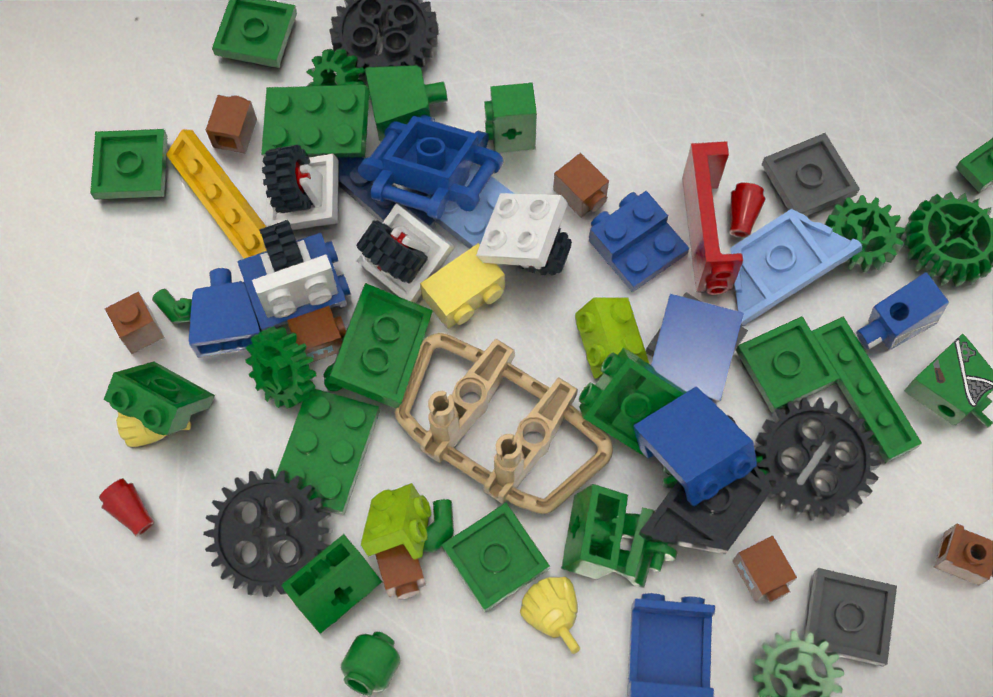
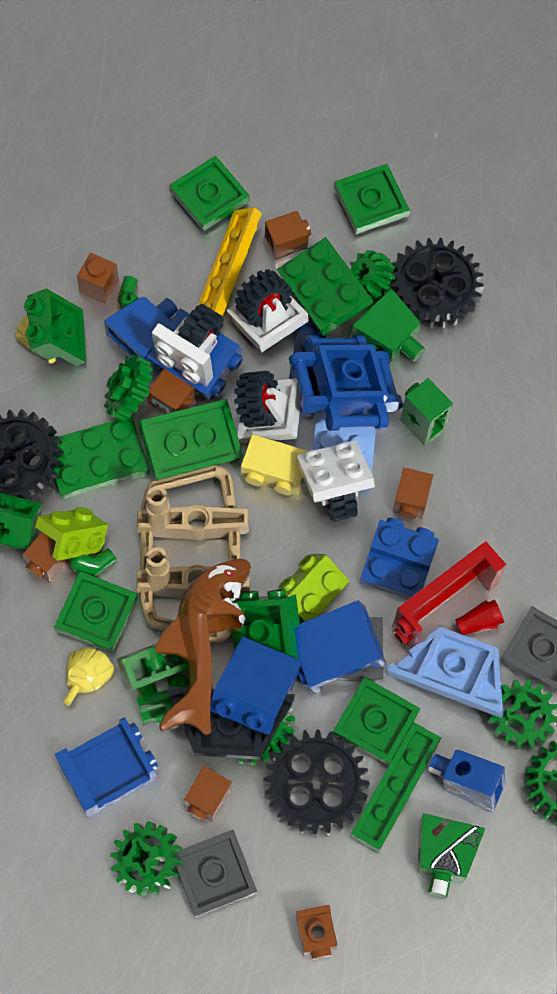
camera: 50 degrees right, 0 degrees up
(608, 471) = (202, 611): none -> dark orange piece

